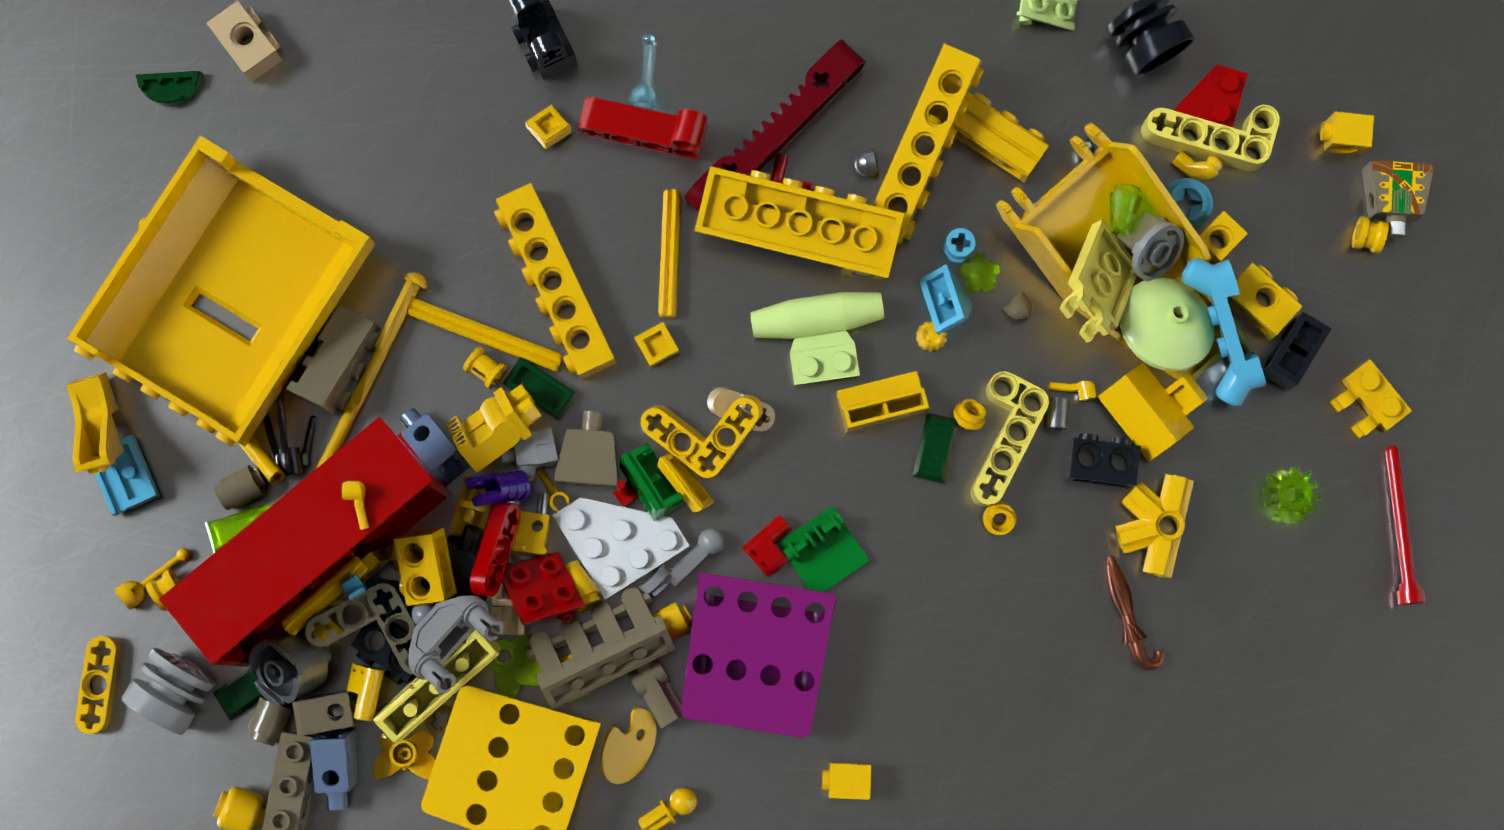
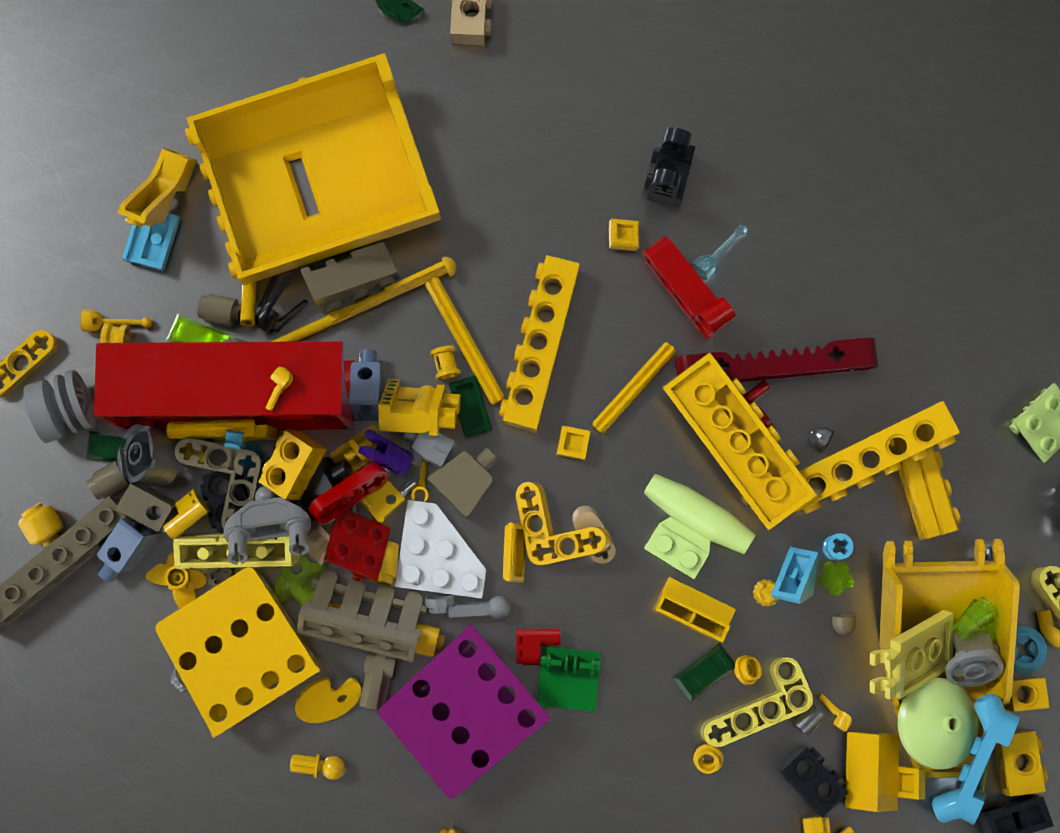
camera: 40 degrees right, 0 degrees up
(624, 493) = (468, 526): red hand -> none
(649, 482) = (491, 532): green hinge -> none

